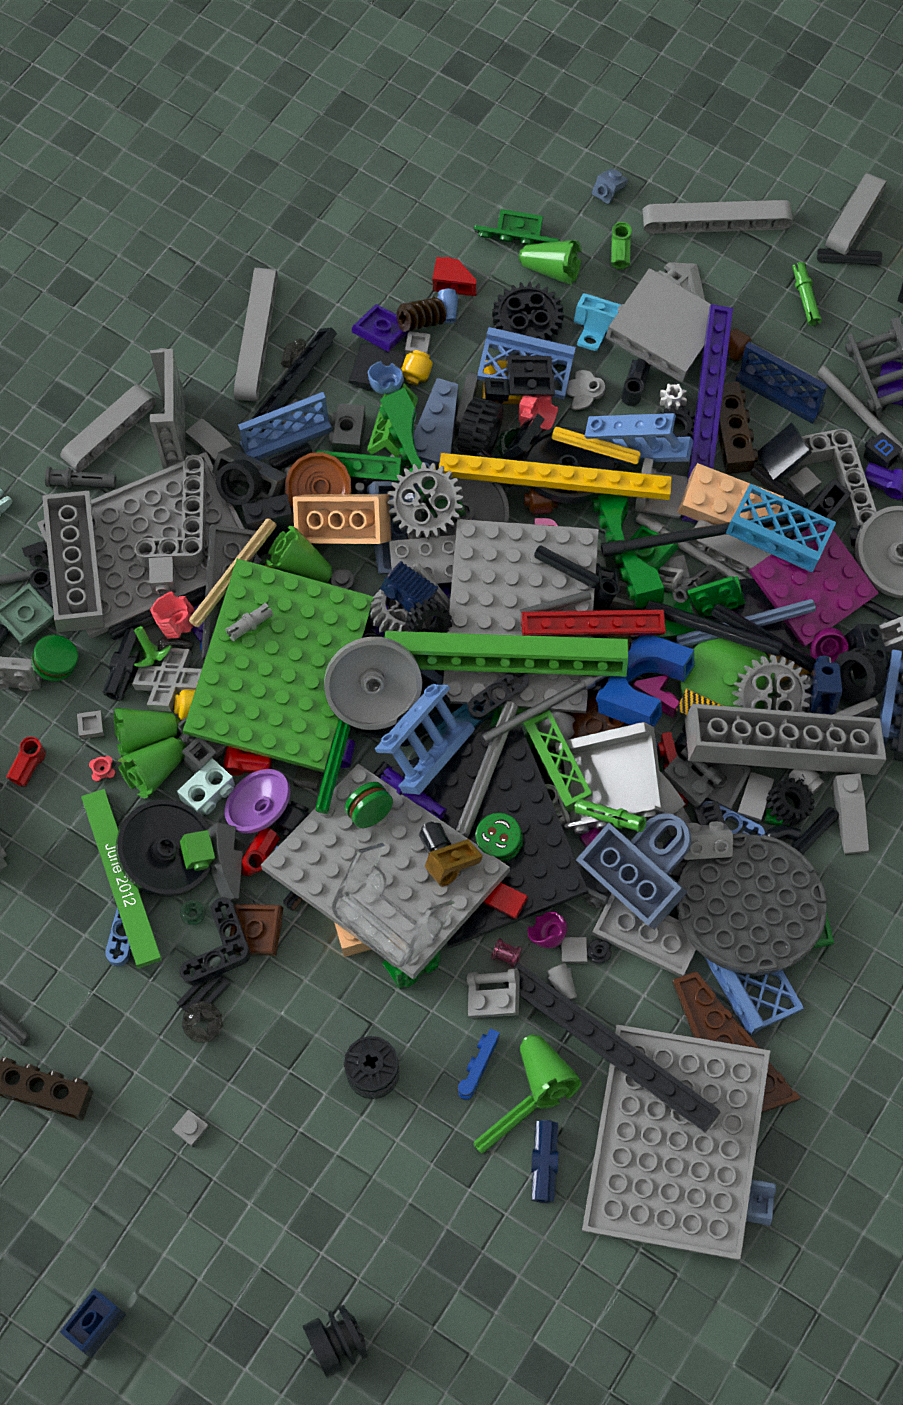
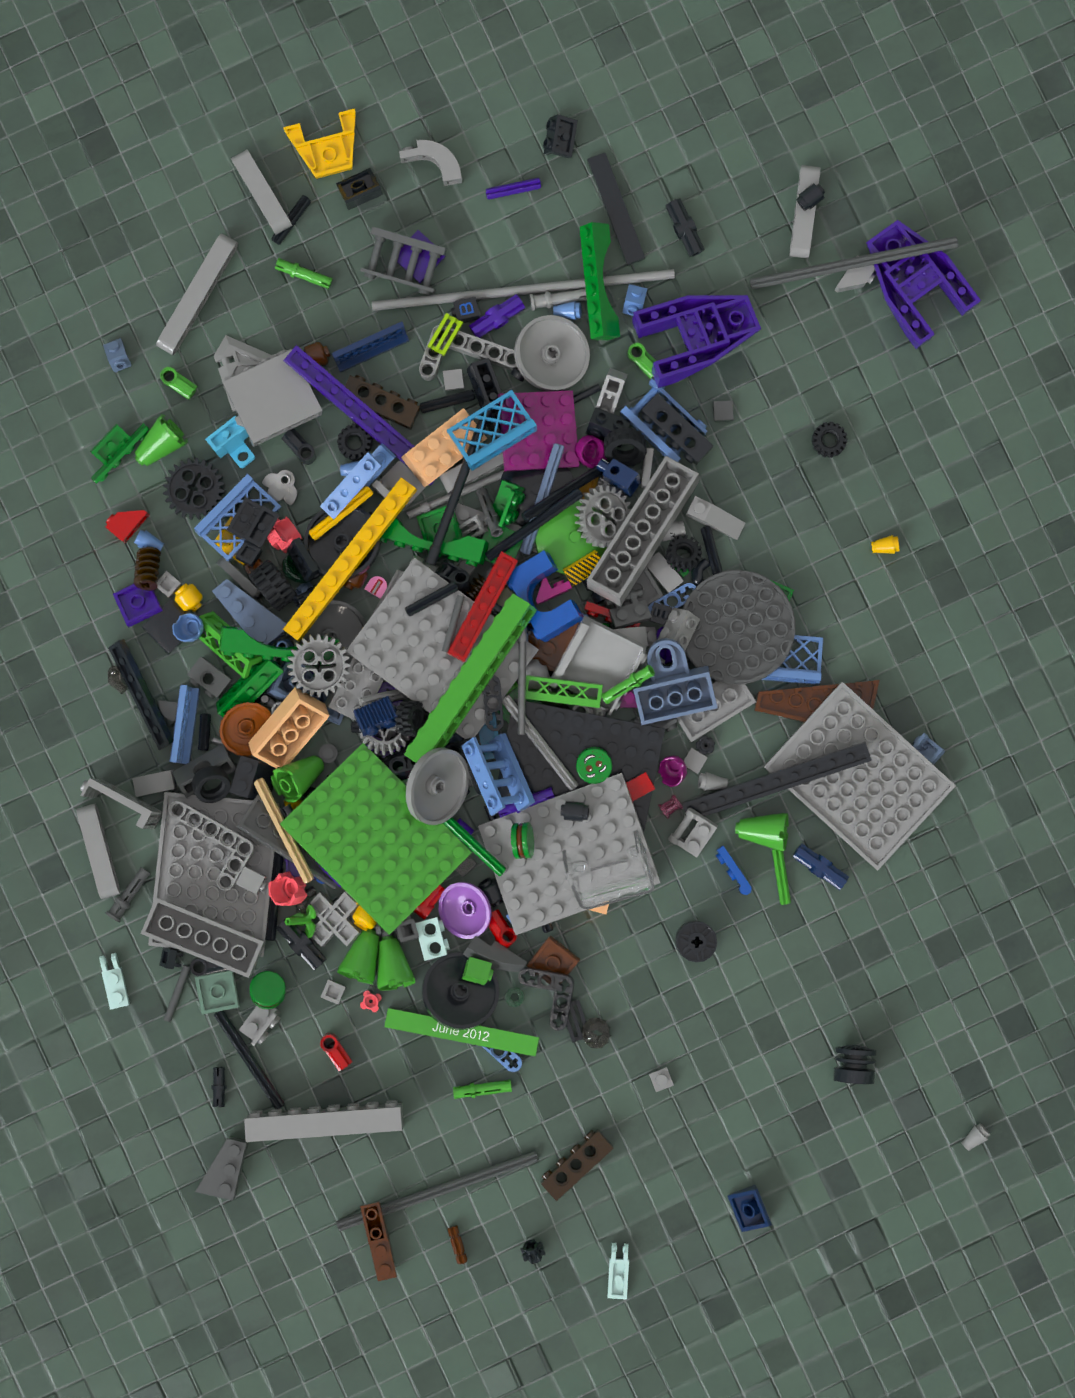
camera: 60 degrees left, 20 degrees up
(63, 929) = (482, 1089): none -> bright green pin
(249, 622) = (337, 843): light grey pin -> none
(255, 334) = (84, 698): light grey beam -> none
(447, 862) = (598, 810): pearl gold plate -> none
(673, 397) = (326, 423): white gear -> none
(784, 452) = (427, 382): black slope -> none
(844, 436) = (452, 320): none -> lime tile

